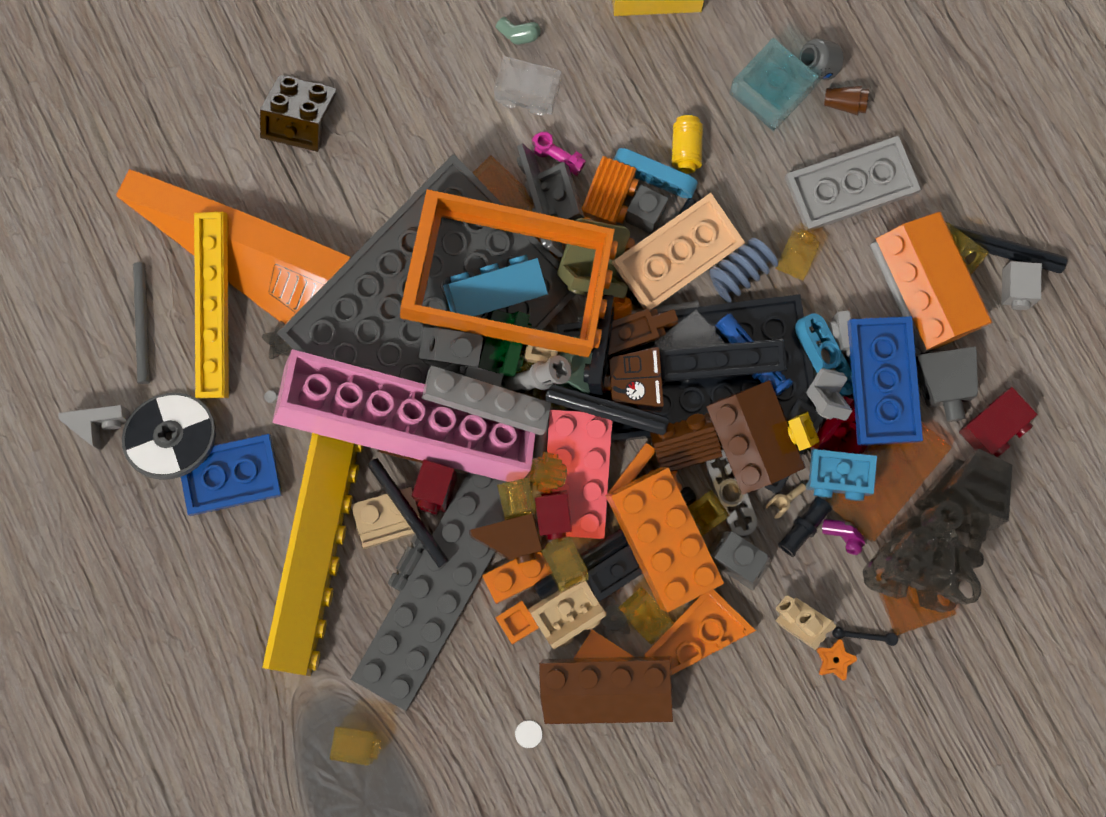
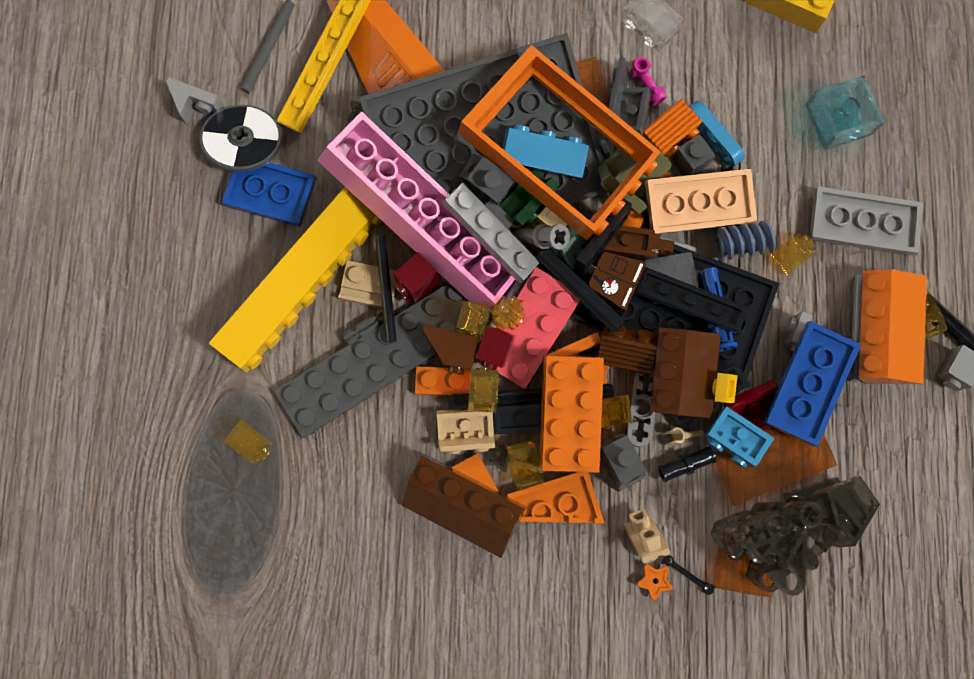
camera: 25 degrees right, 0 degrees up
(517, 622) = (423, 416): orange plate -> none
(528, 734) = (386, 506): white sticker -> none
(687, 144) = (752, 124): yellow head -> none
(822, 58) = (895, 112): dark grey head -> none
(822, 332) = (766, 333): dark azure beam -> none
(826, 396) = (758, 371): light grey bracket -> none
(847, 99) = (896, 155): reddish brown cone -> none
(848, 532) = (718, 487): magenta arm -> none
(948, 380) = (863, 411): dark grey torso -> none
(999, 423) = (886, 466): dark red brick -> none

